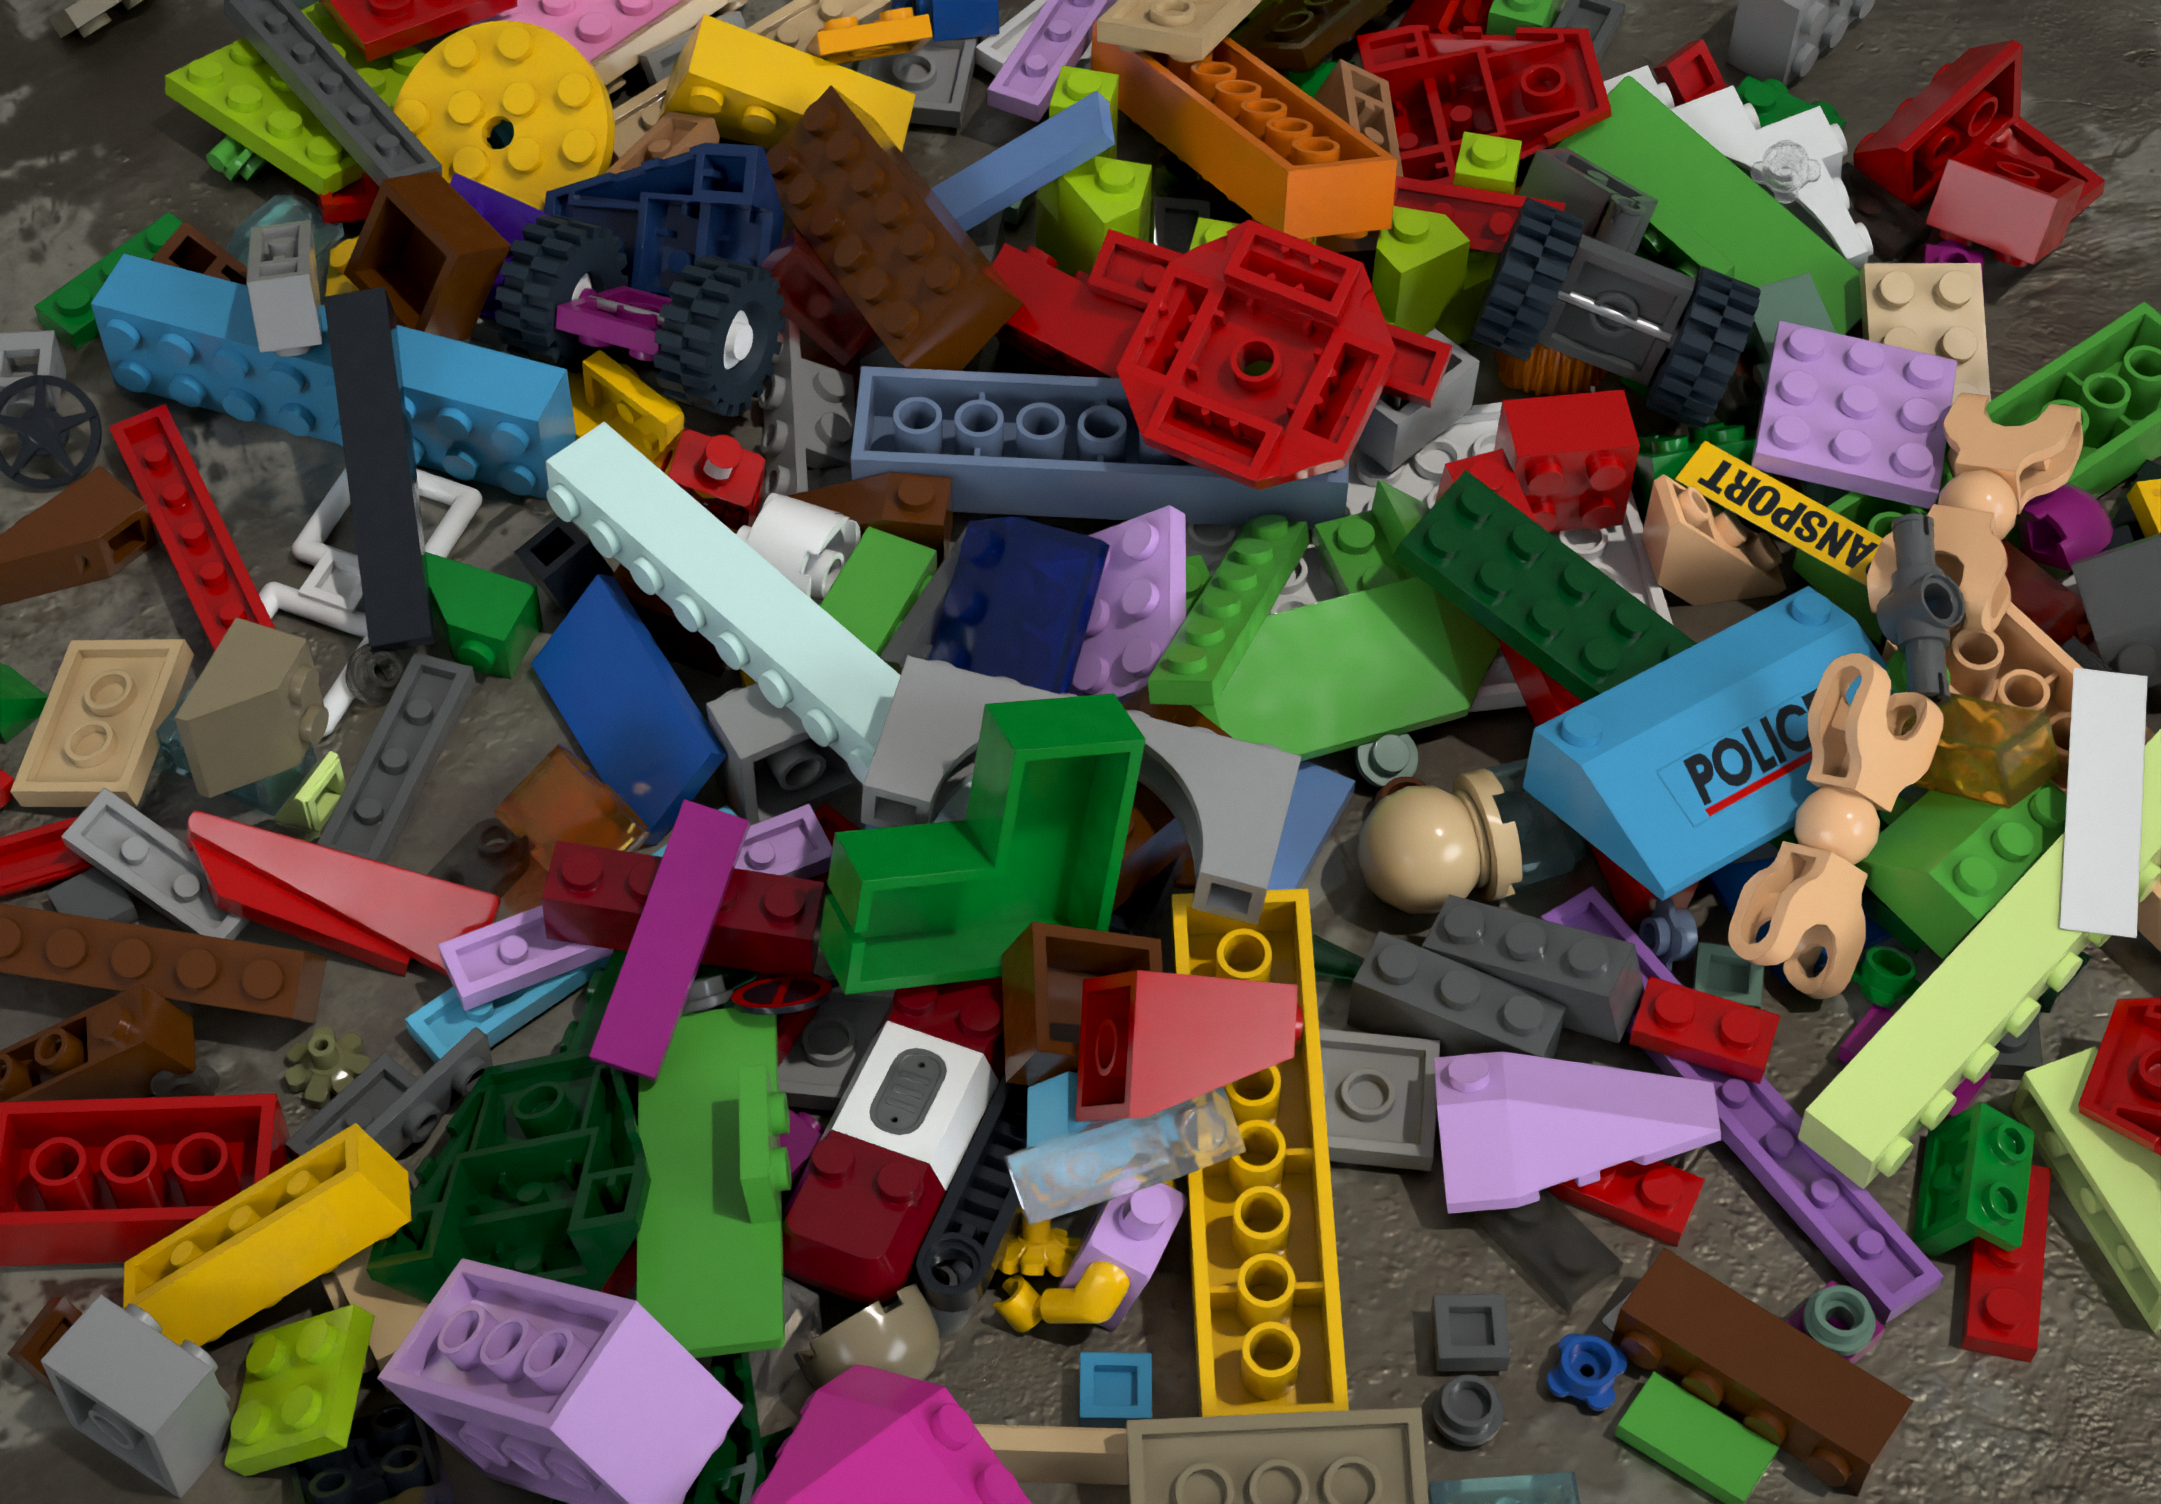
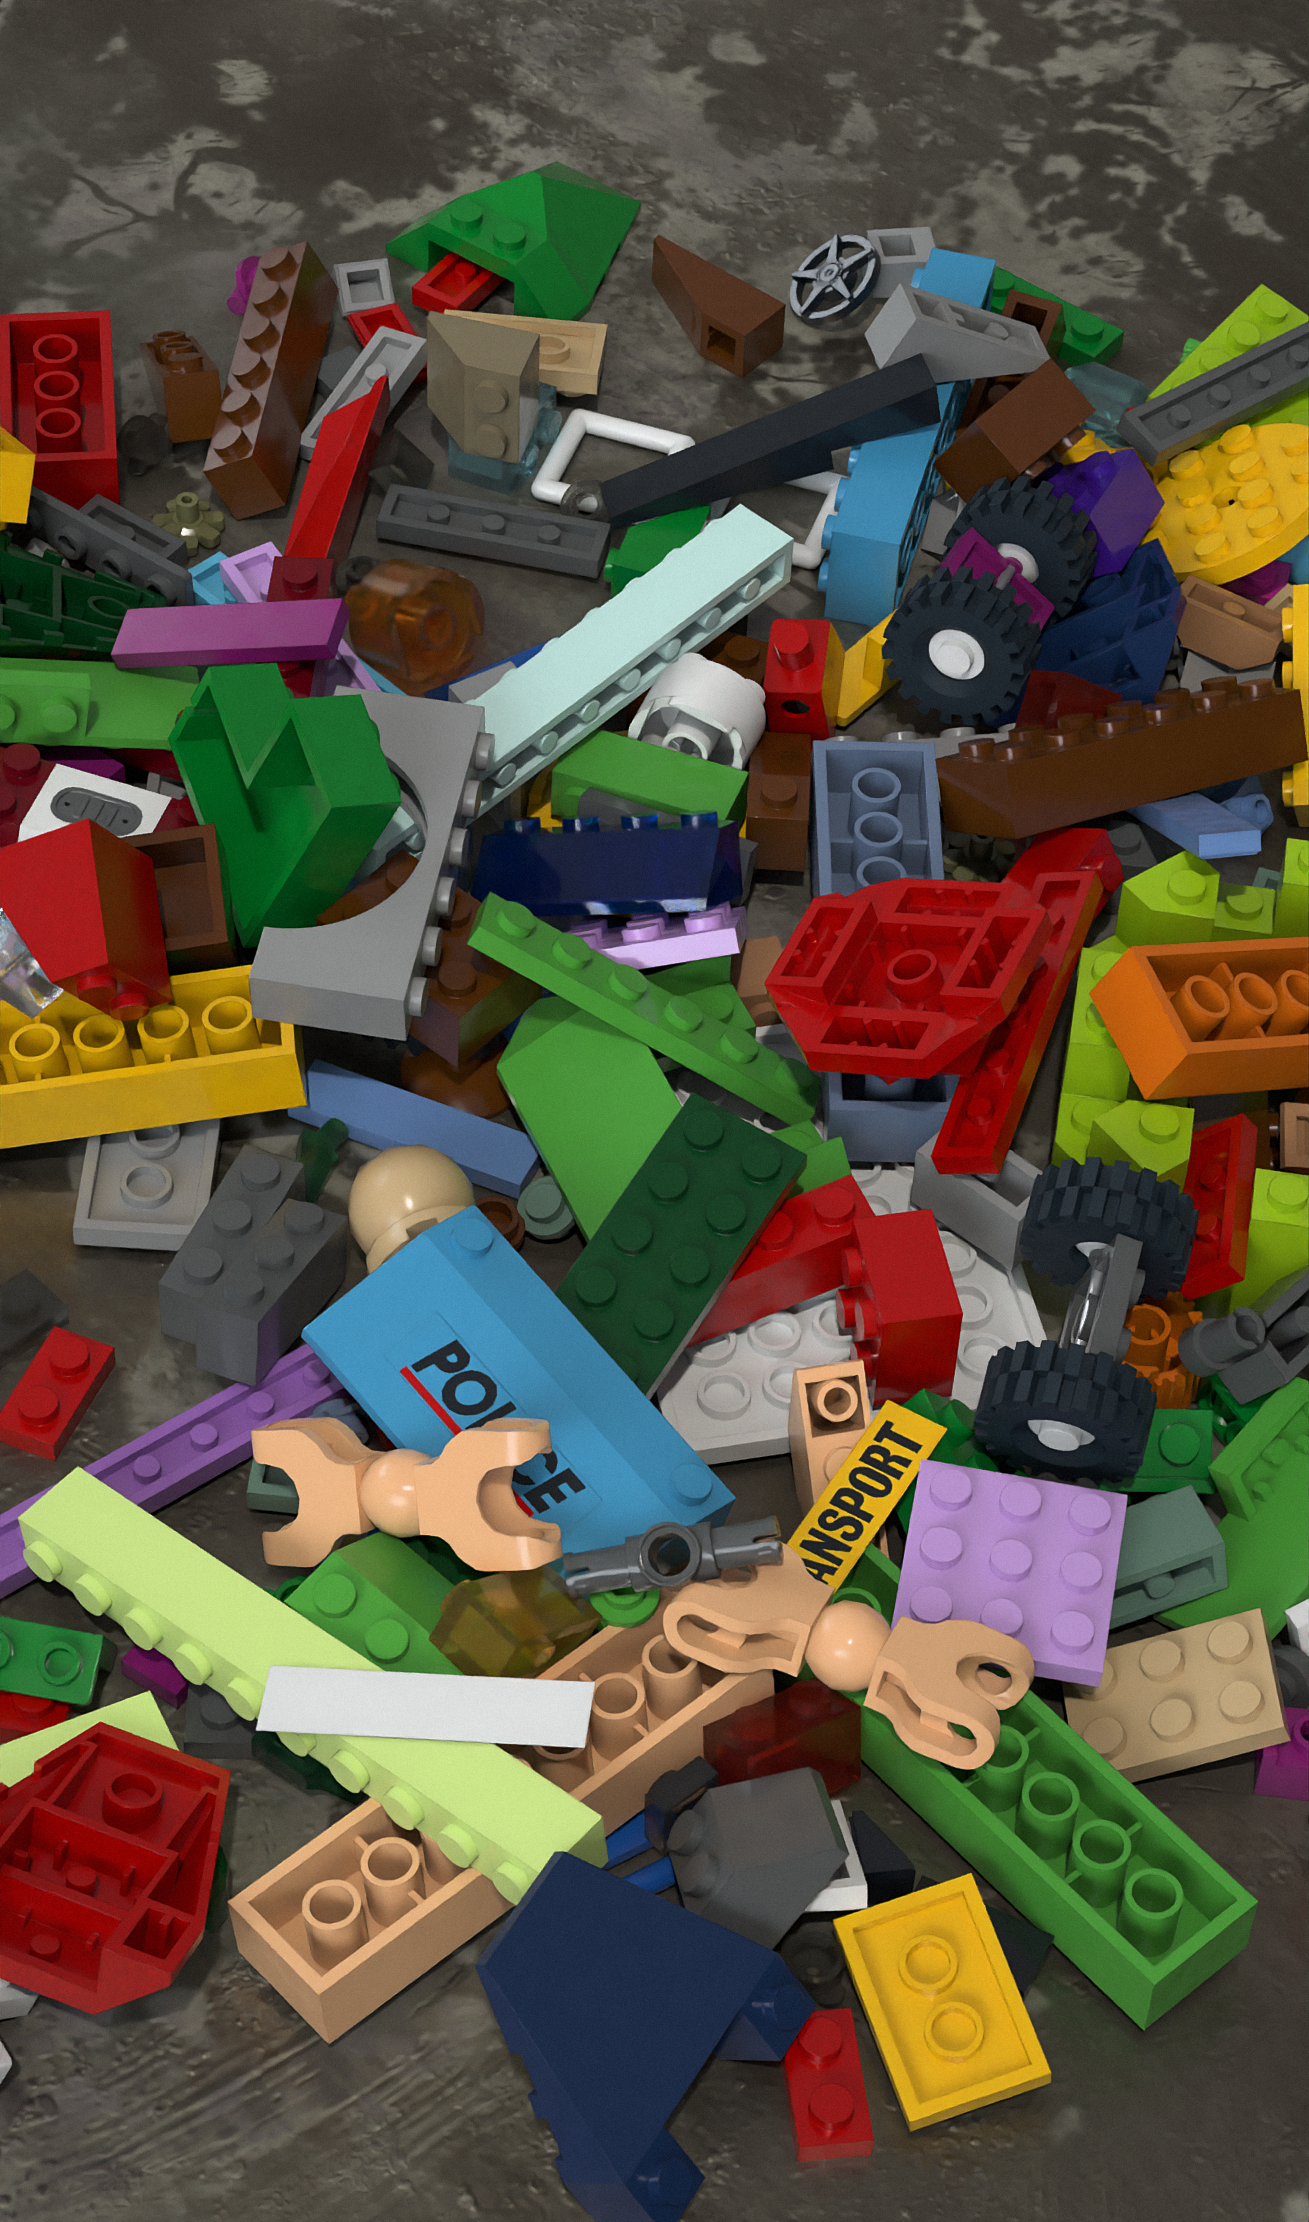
camera: 85 degrees right, 5 degrees down
(188, 523) = (720, 381): red plate -> none
(316, 795) = (457, 479): yellowish green slope -> none
(1542, 1121) = (93, 1306): lavender wedge -> none
(1704, 1029) = (209, 1433): red plate -> none
(2063, 527) = (894, 1794): magenta brick -> none

